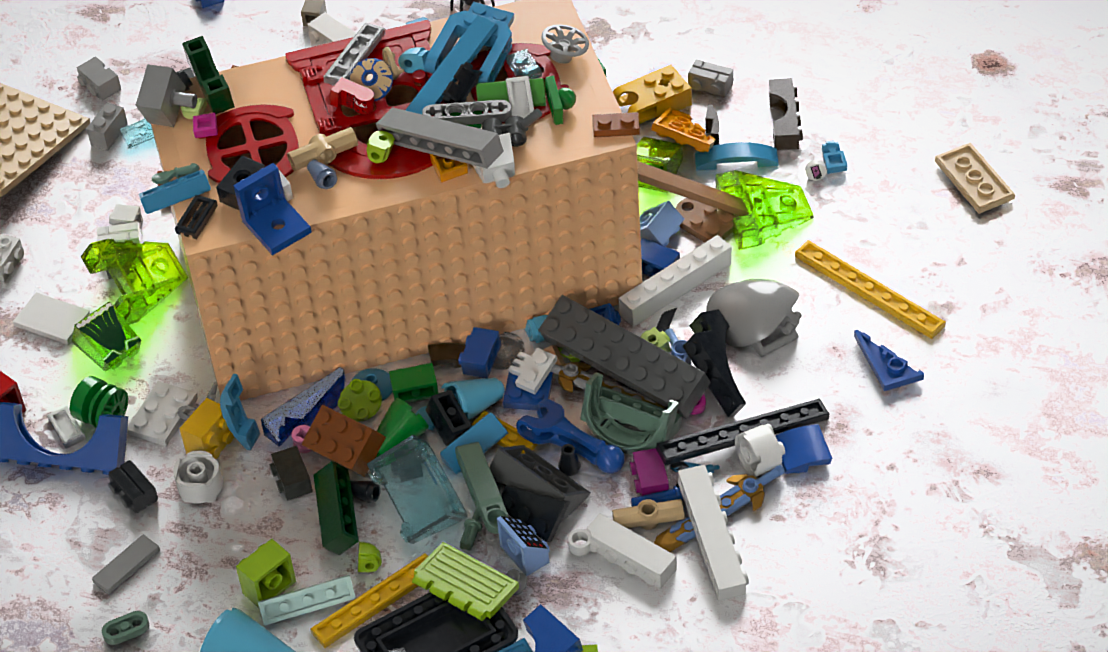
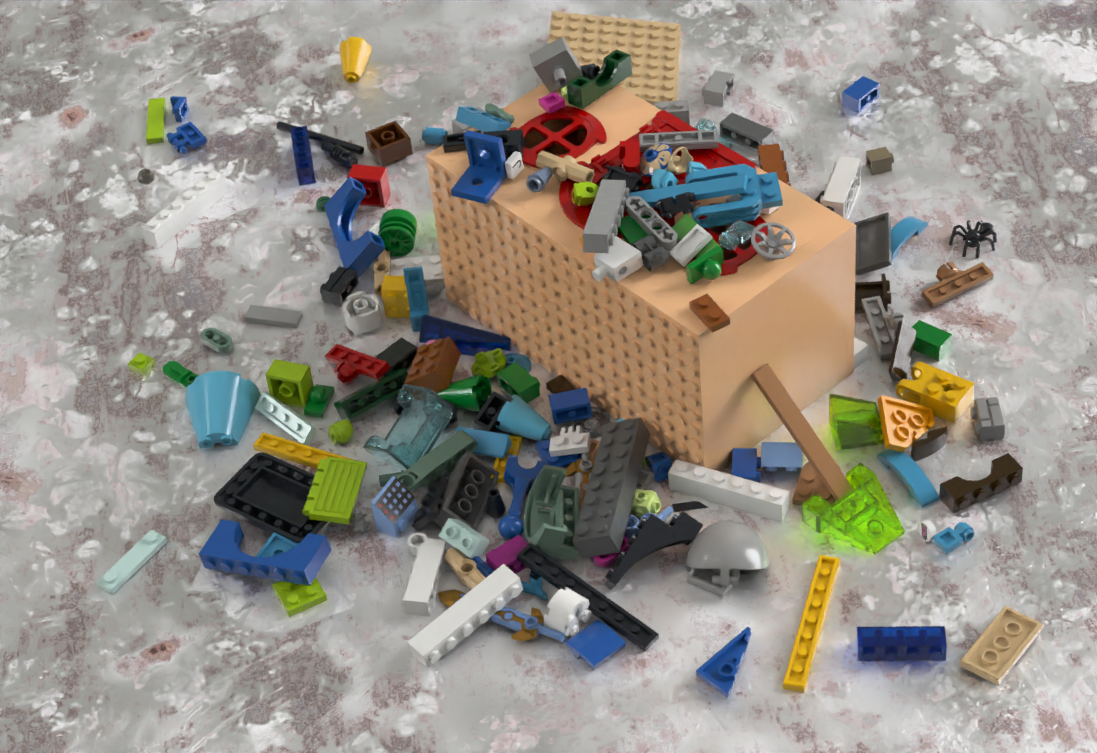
camera: 65 degrees right, 5 degrees down
(149, 444) = (381, 267): none -> tan piece
(274, 509) = (352, 363): none -> red plate
(304, 567) = (318, 400): none -> green tile
(370, 115) = (633, 180): none -> black hinge
(407, 85) = (663, 178): none -> medium azure piece
(606, 497) = (464, 538): none -> light aqua brick
(936, 238) = (901, 643): none -> clear blue brick

